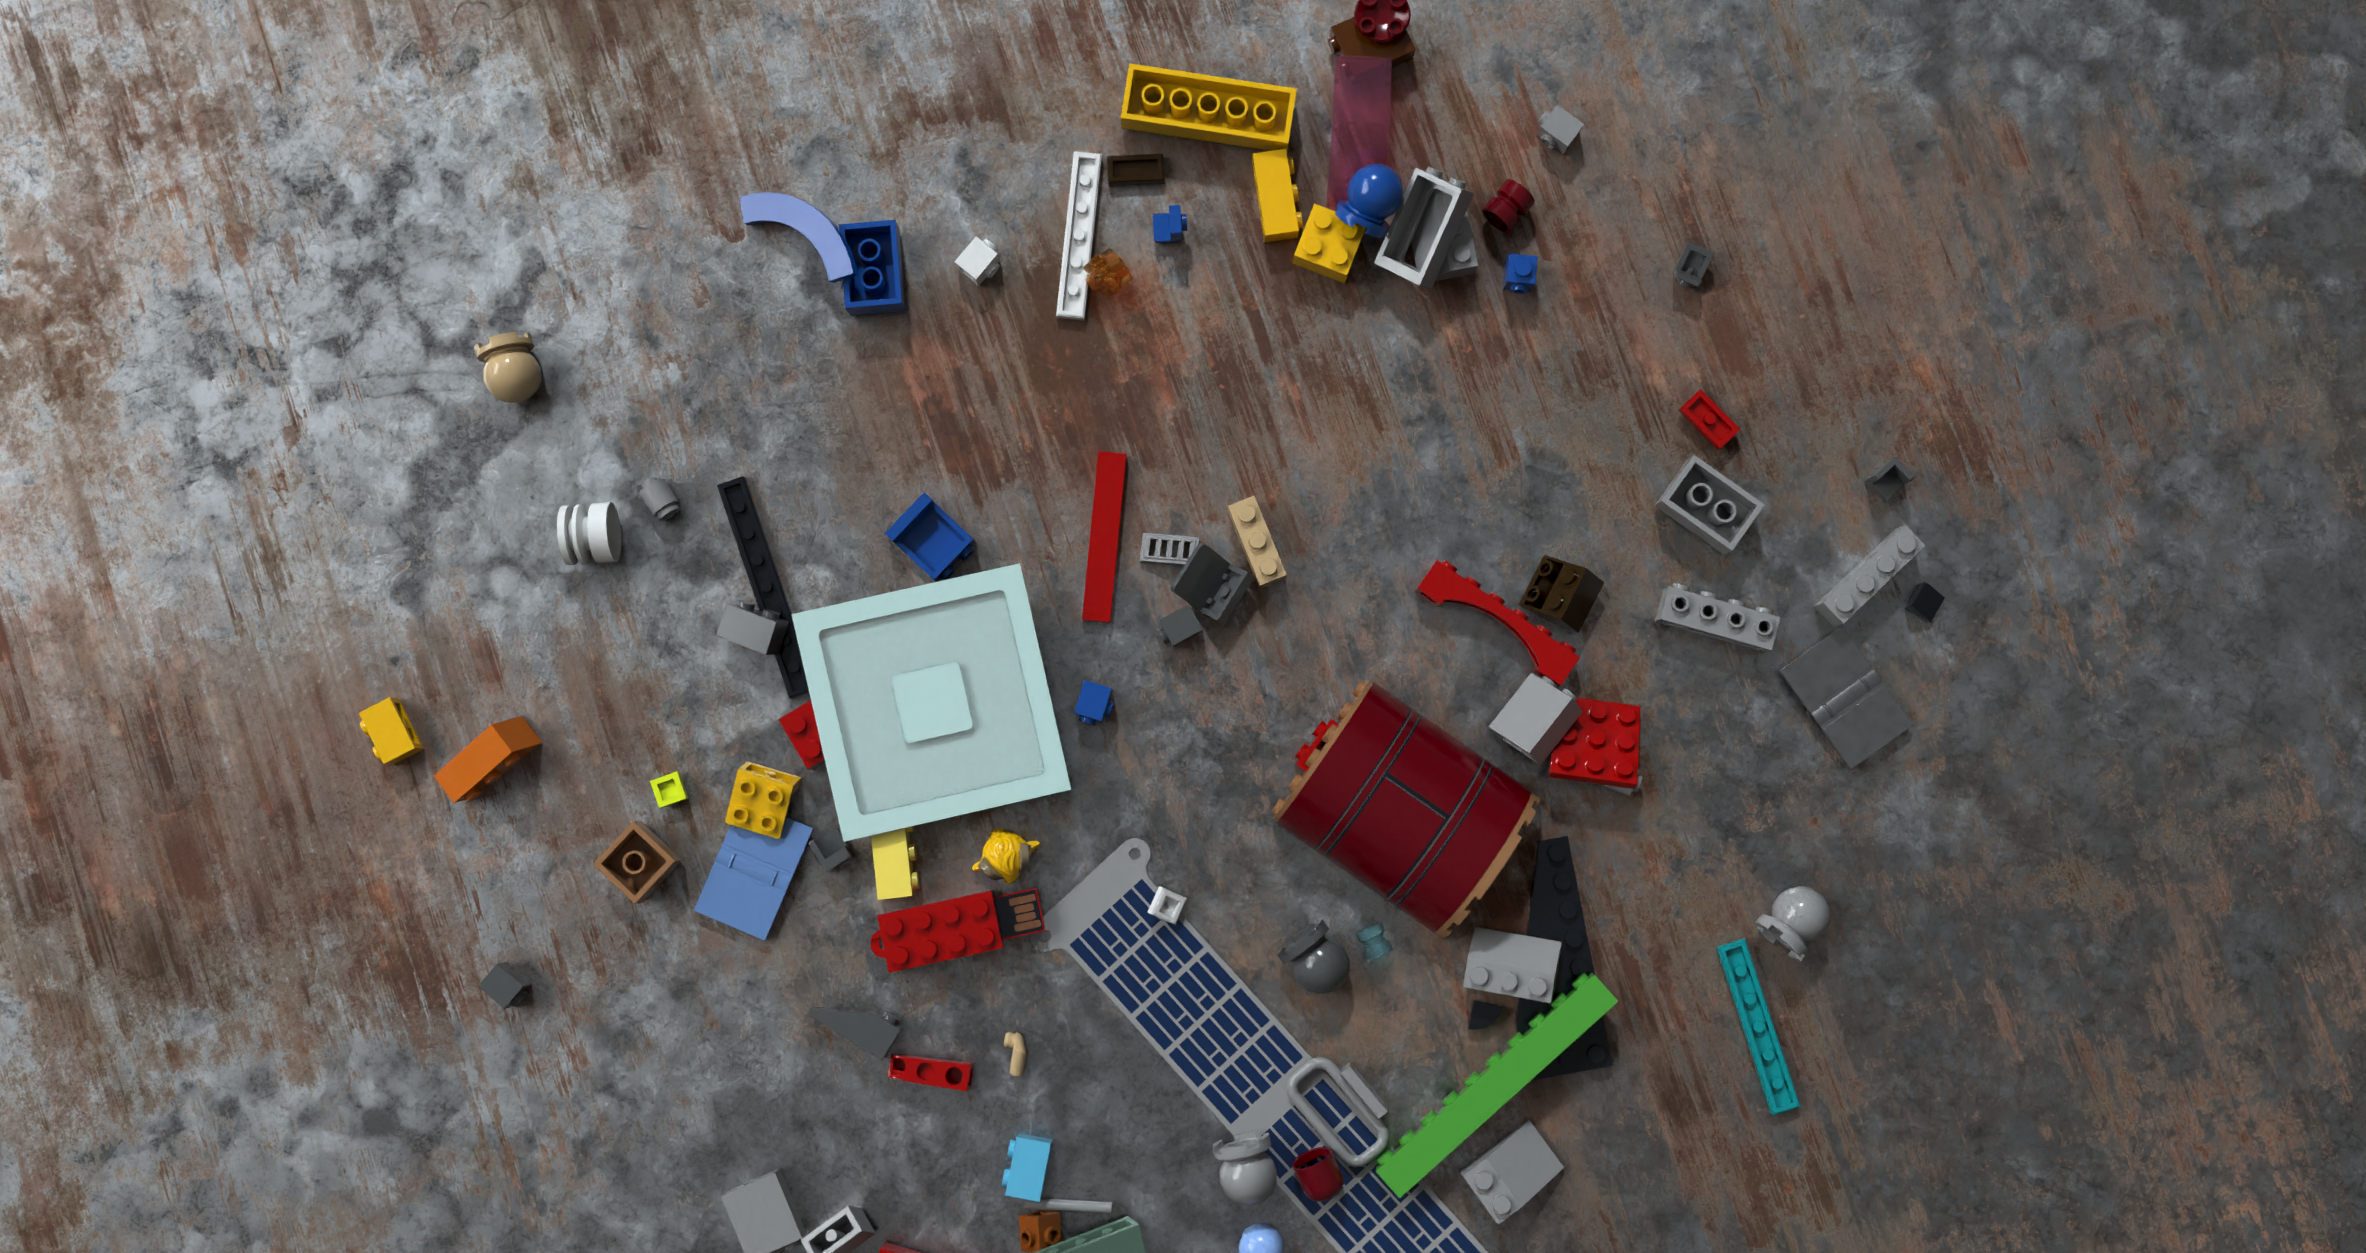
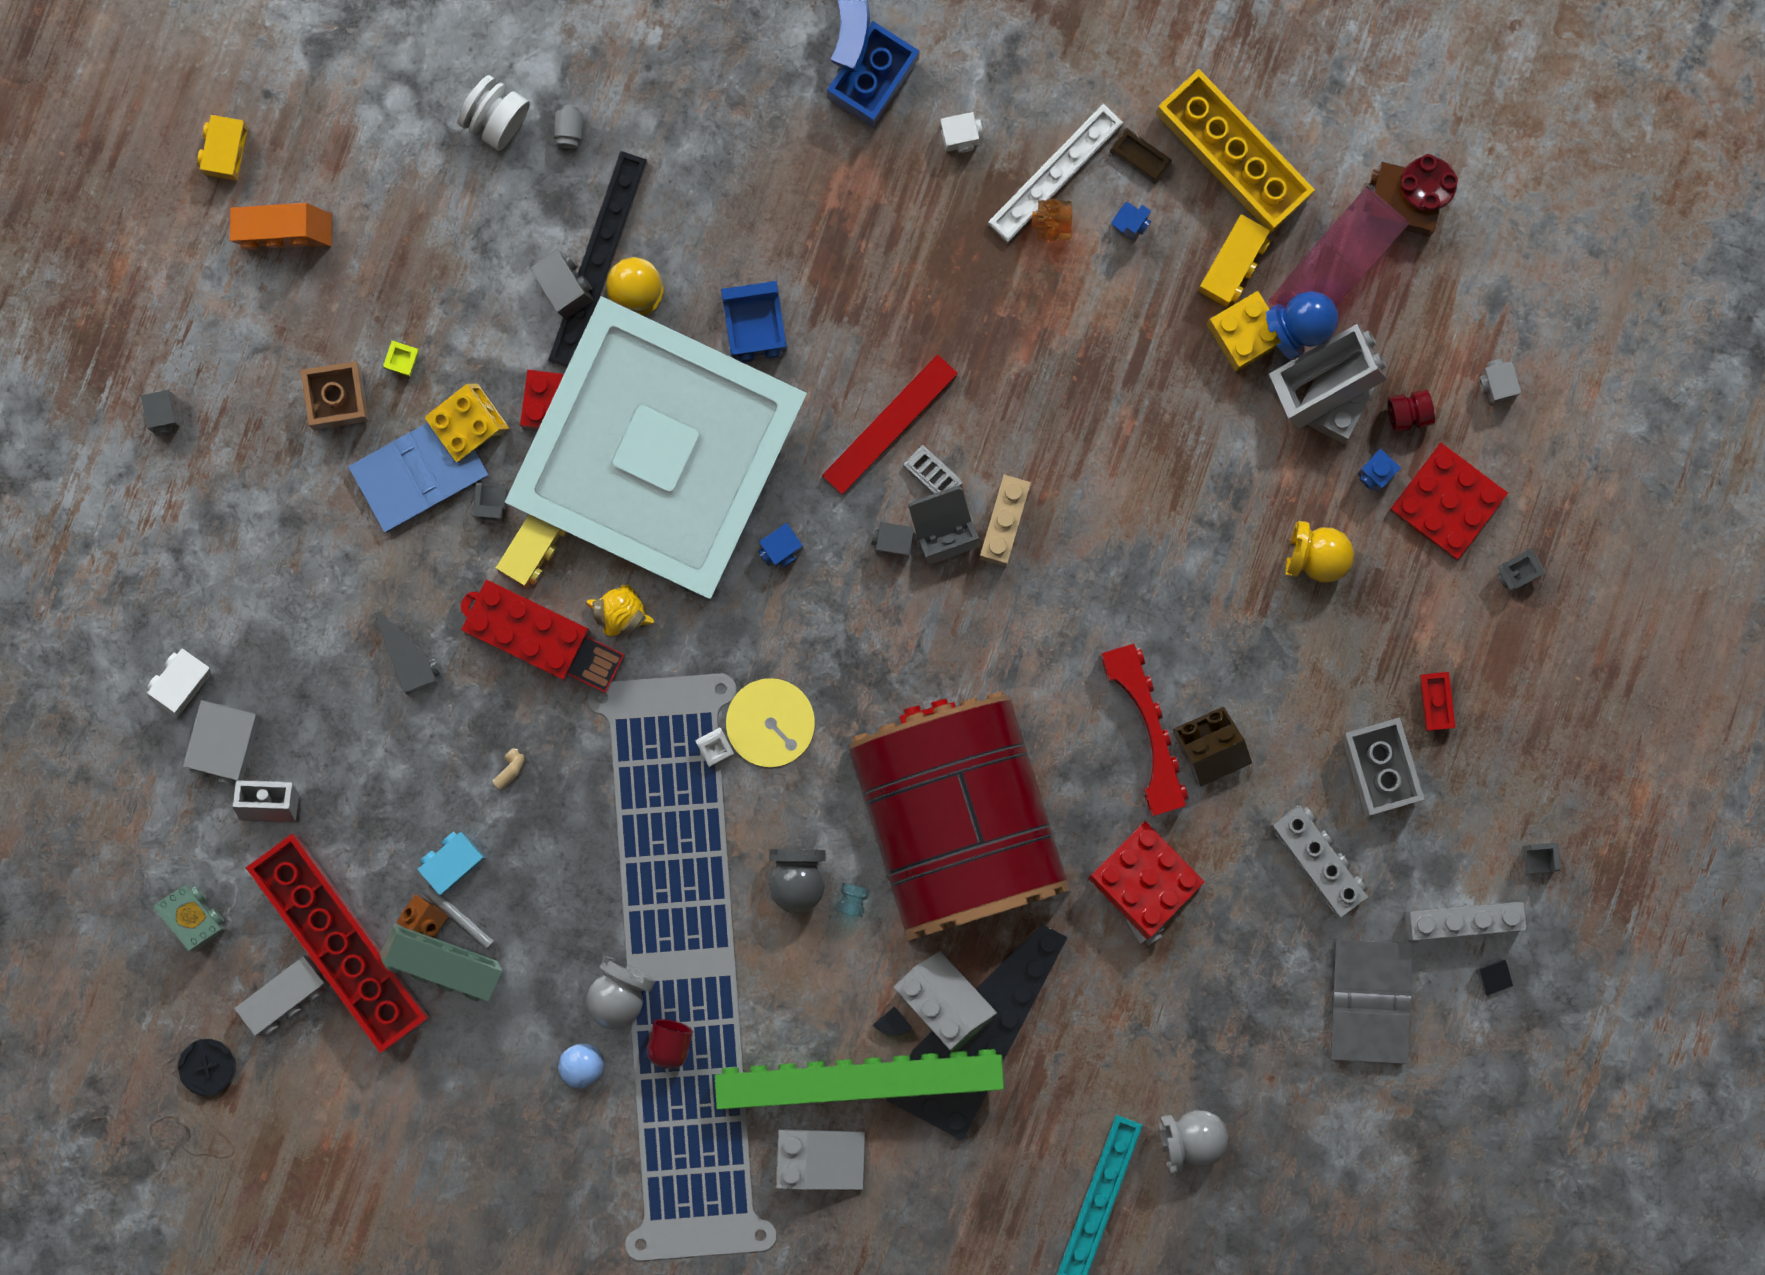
camera: 30 degrees right, 0 degrees up
(691, 1196) = (178, 682): none -> white brick
(813, 584) = (635, 285): none -> yellow tile
(932, 1071) = (434, 732): red leg -> none
(1195, 850) = (770, 722): none -> light yellow piece
(1361, 1095) = (750, 1008): light grey bar -> none
(1528, 373) = (1320, 553): none -> yellow tile
(1536, 717) = (1115, 825): light grey brick -> none
(1592, 255) = (1448, 501): none -> red plate

